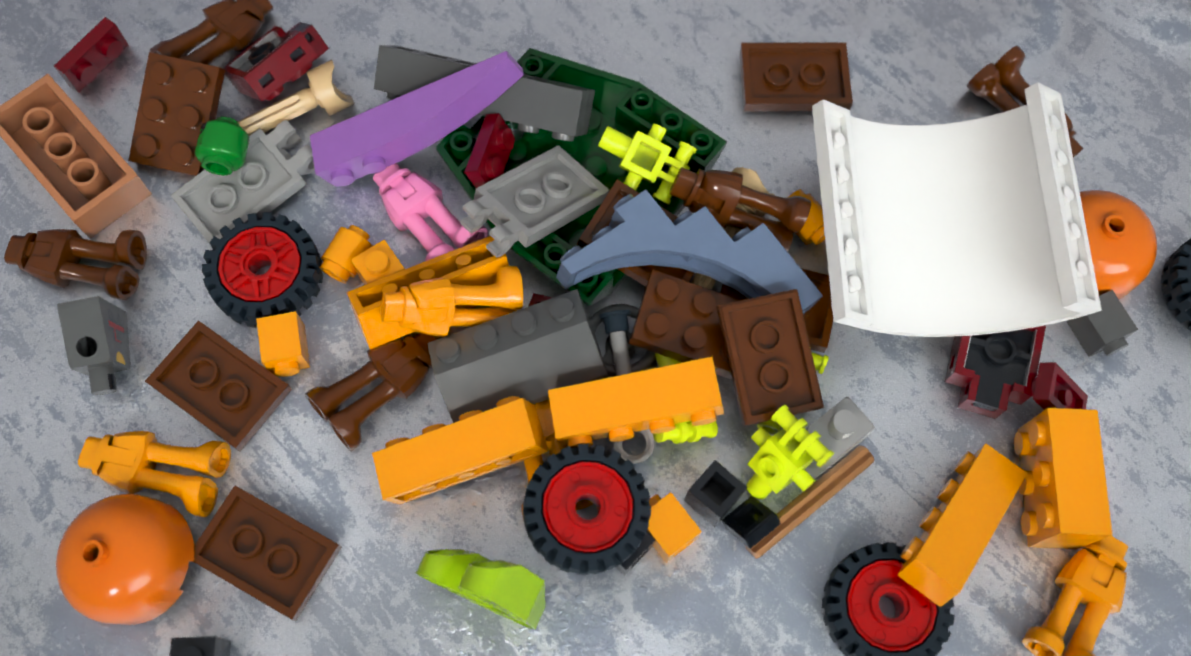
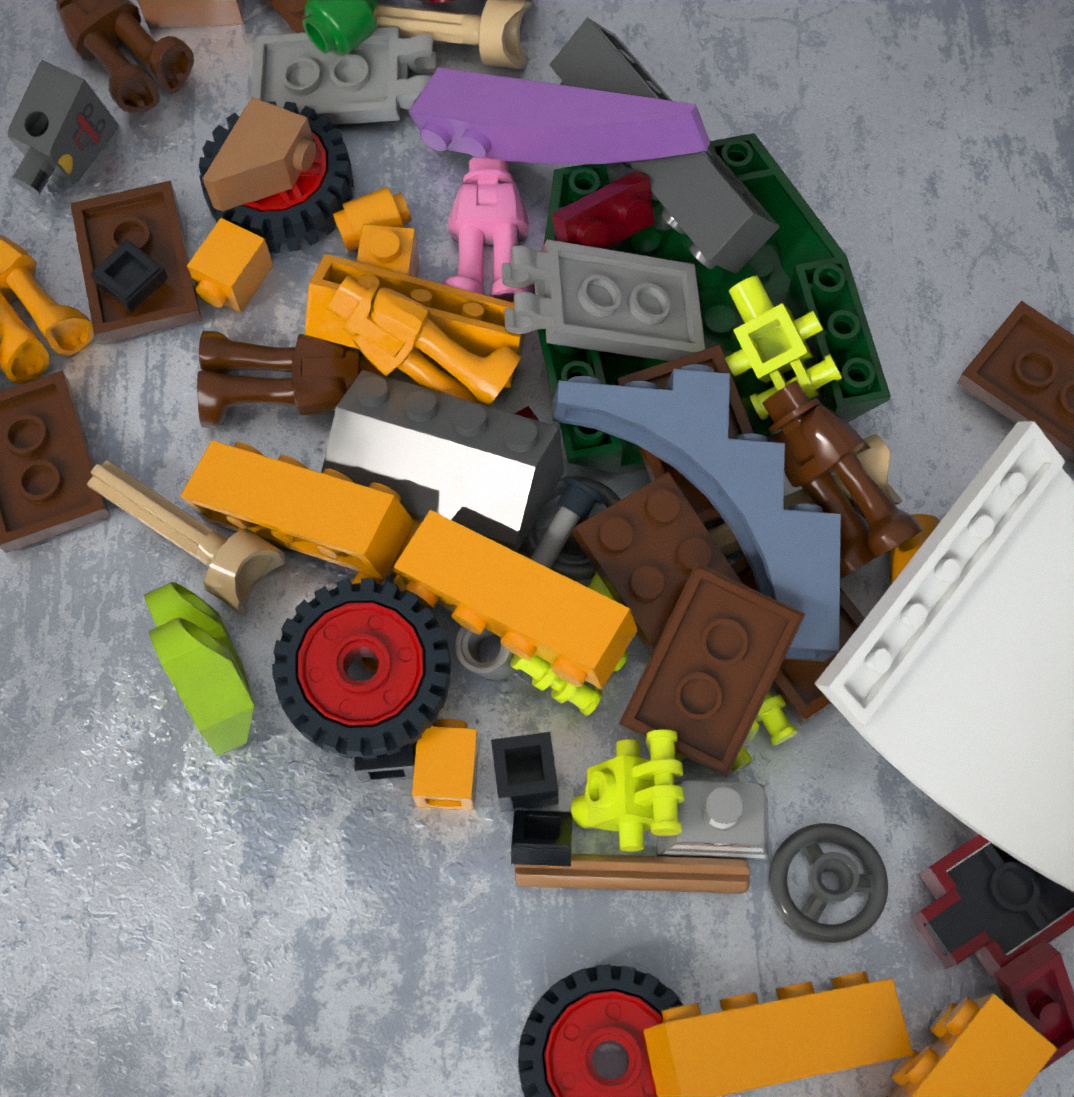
camera: 45 degrees right, 0 degrees up
(227, 396) = (129, 275): none -> black tile
(253, 262) = (260, 156): none -> medium nougat slope
(446, 514) = (232, 563): none -> tan piece
(918, 412) = (850, 880): none -> dark grey piece

